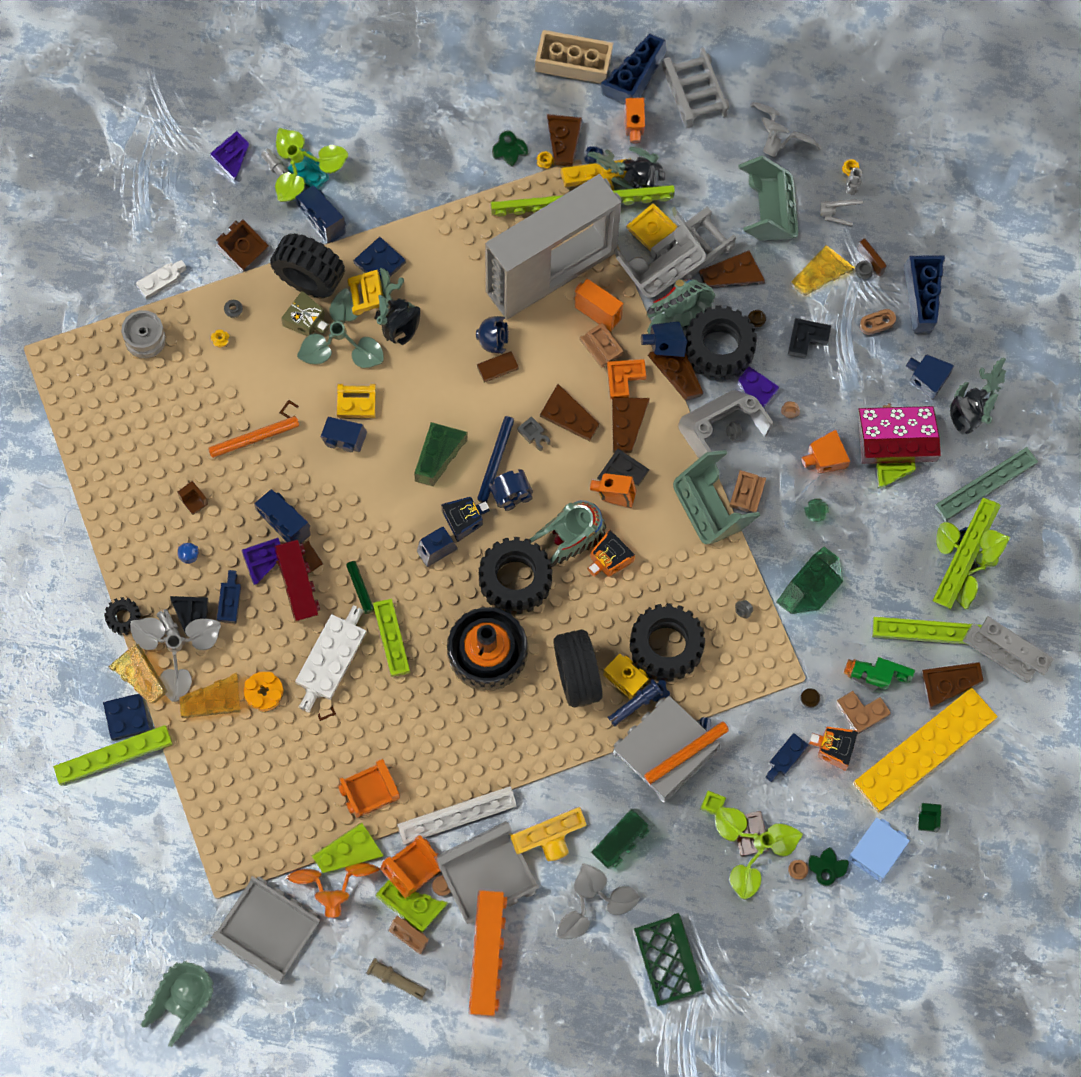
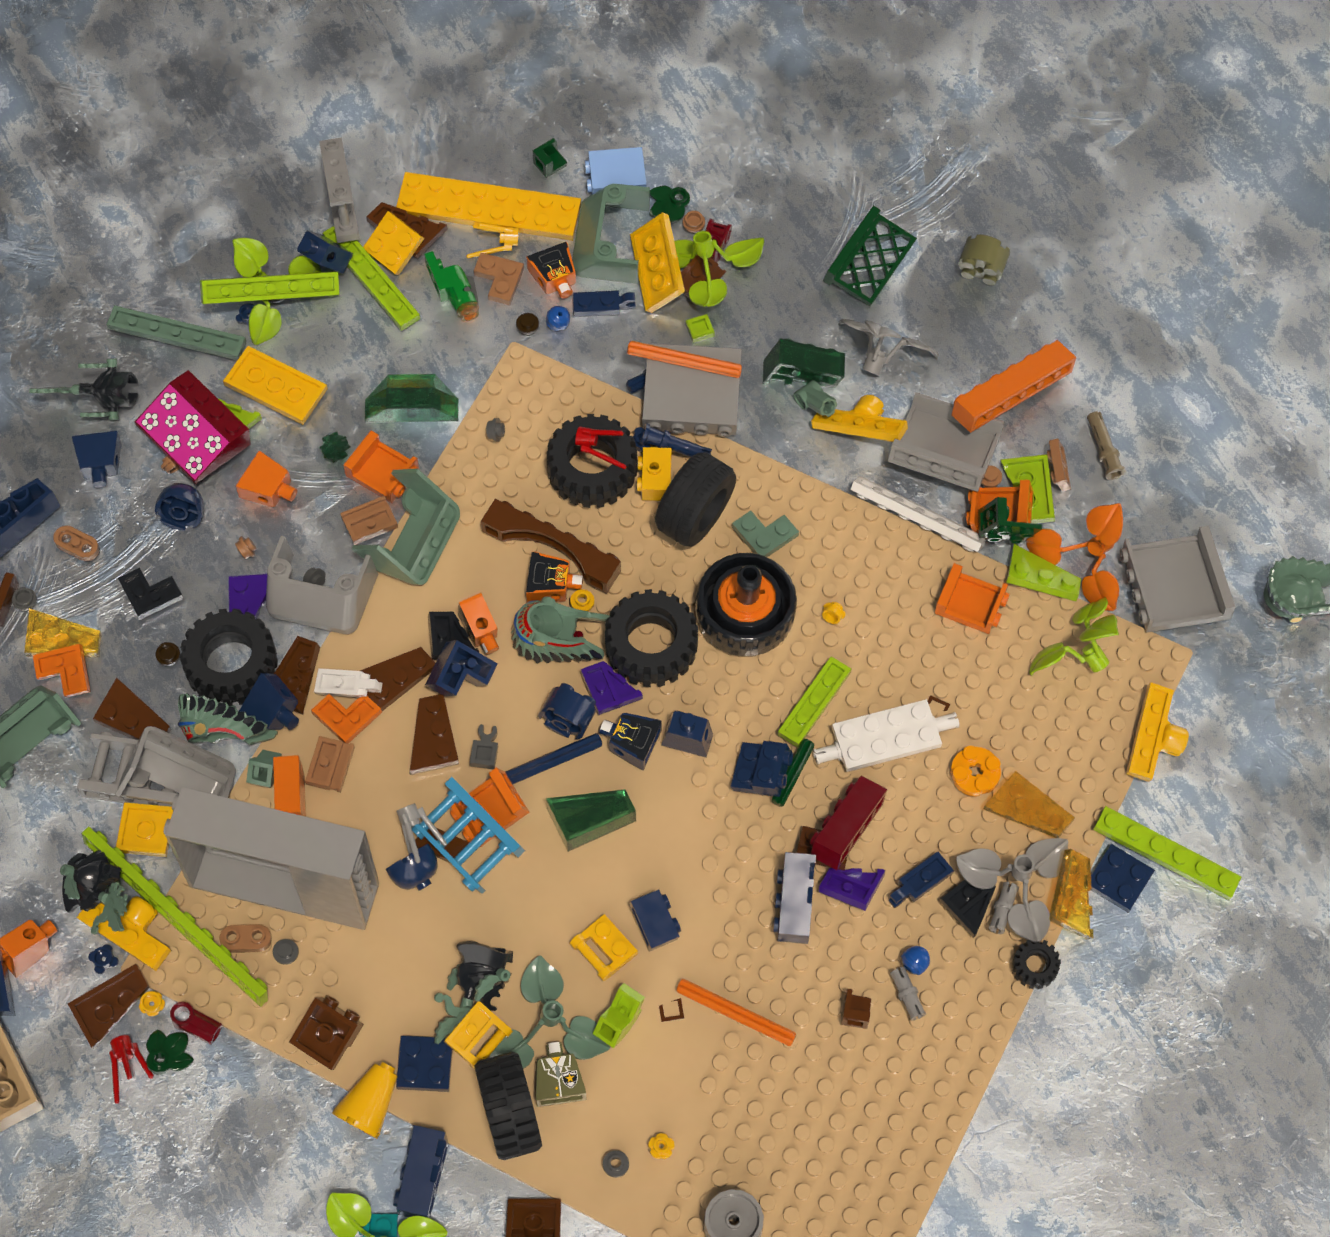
camera: 130 degrees left, 5 degrees down
(174, 533) = (908, 993): none -> light grey pin
(185, 815) = (1155, 733): none -> yellow plate
(264, 821) = (1092, 652): none -> lime plant
(307, 371) = (620, 1016): none -> lime brick
(377, 569) = (762, 768): none -> dark blue plate
(382, 211) = (368, 1100): none -> yellow cone
(392, 844) = (995, 527): none -> dark green bracket
(437, 700) = (833, 612): none -> yellow plate
(442, 225) = (326, 1031): none -> reddish brown plate
(485, 389) = (490, 829): none -> dark azure fence
(493, 402) = (498, 799): none -> orange panel
(508, 527) = (608, 688): none -> dark purple wing
(510, 171) = (197, 1023): none -> dark red piece
(519, 346) = (408, 818): none -> light grey plant
(526, 703) = (764, 539): none -> sand green plate
(530, 126) = (123, 1052): none -> red plant
(579, 569) = (582, 593): none -> yellow plate
(595, 587) = (510, 524): none -> reddish brown arch
(596, 452) = (458, 664): none -> dark blue brick
(596, 823) = (813, 397): none -> sand green piece
(597, 1026) = (983, 259): none -> olive brick
(630, 306) = (261, 769): none -> sand green brick
(643, 389) = (345, 683): none -> white hinge
(675, 637) = (588, 437): none -> red plant
(771, 870) = (721, 234): none -> dark red piece
(779, 528) = (373, 464): none -> orange panel
(782, 811) = (658, 262): none -> yellow plate
(795, 260) = (68, 664): none -> orange plate
(798, 722) = (558, 318): none -> blue piece
(852, 393) = (180, 506): none -> dark blue cylinder
(861, 810) = (596, 257): none -> sand green windscreen
(888, 739) = (508, 236): none -> yellow plant
(895, 512) = (275, 385): none -> yellow plate
(943, 661) = (393, 243): none -> yellow plate
(969, 607) = (317, 248): none -> dark blue torso

